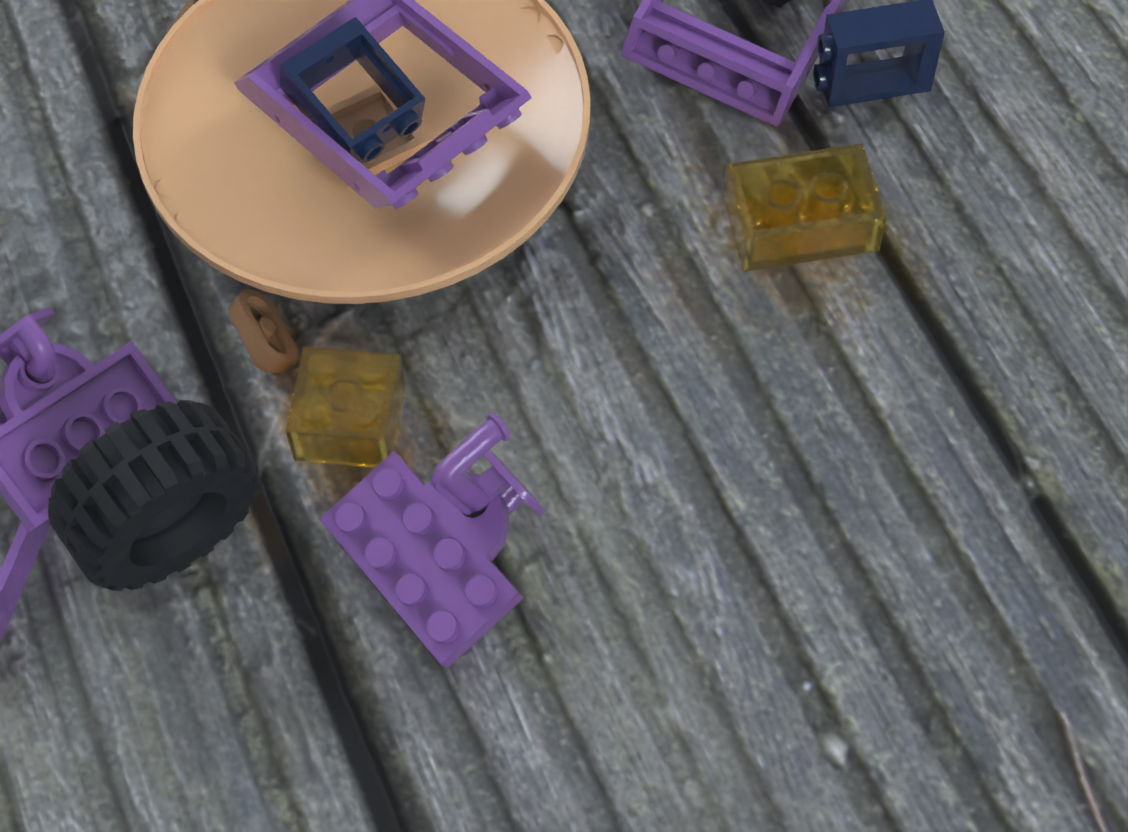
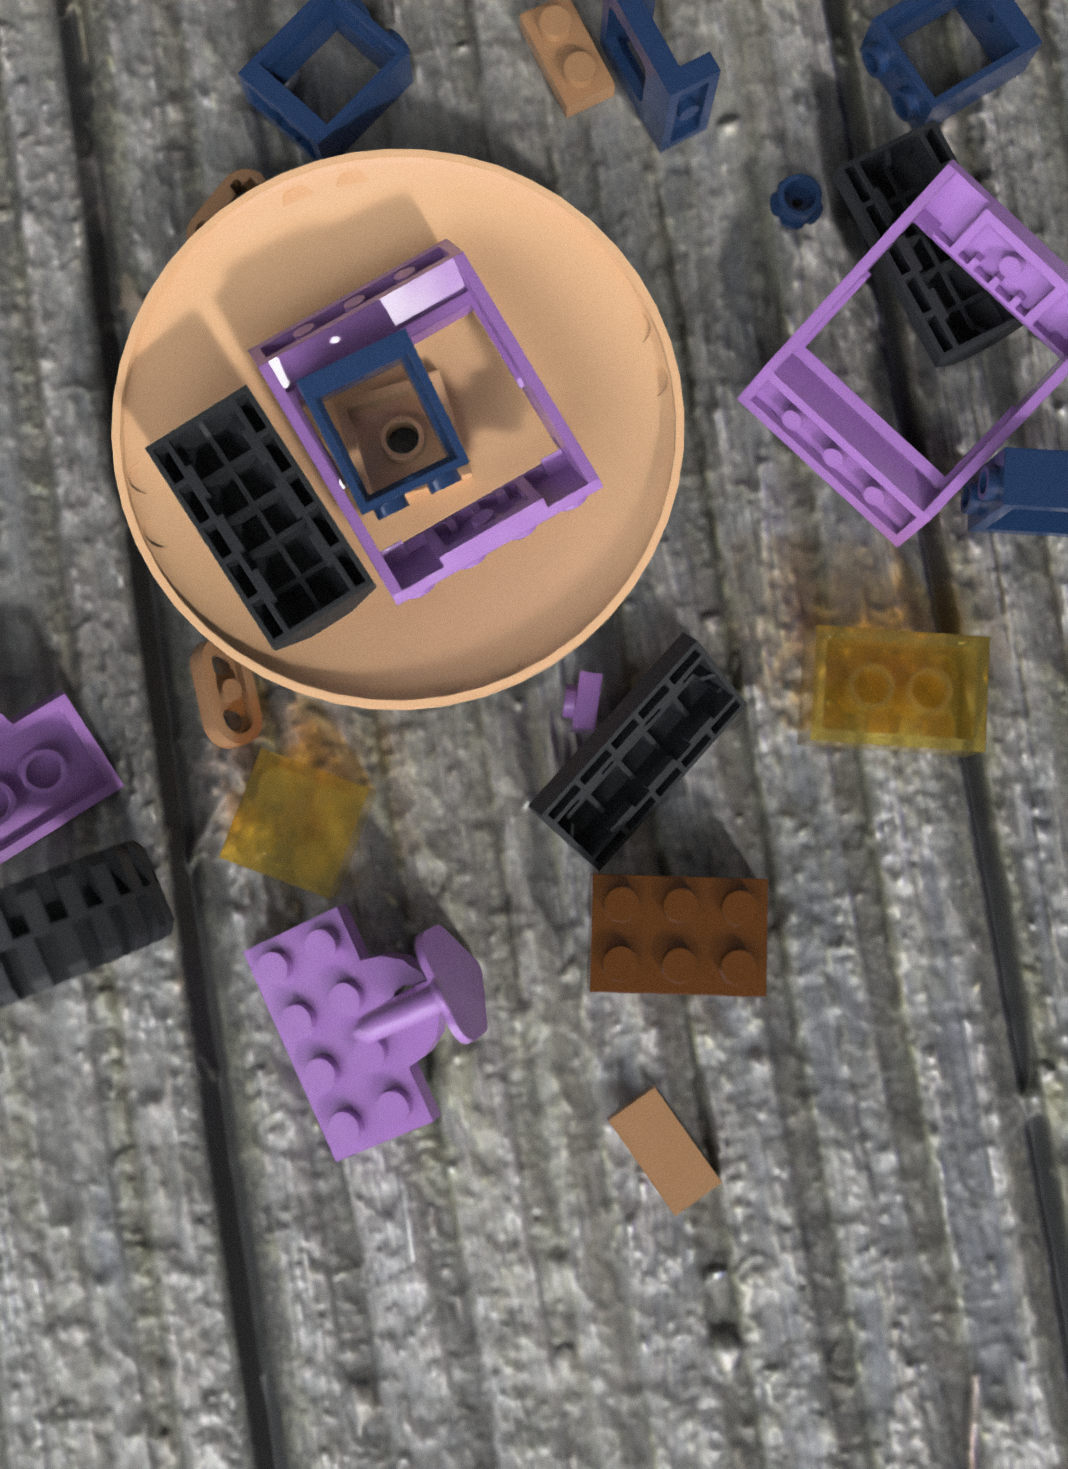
camera: 10 degrees right, 25 degrees up
(275, 175) = (262, 520): none -> black piece
(559, 274) = (582, 702): none -> medium lavender plate
(611, 296) = (639, 752): none -> black piece
(685, 416) = (677, 935): none -> reddish brown brick
(727, 591) = (664, 1150): none -> medium nougat tile

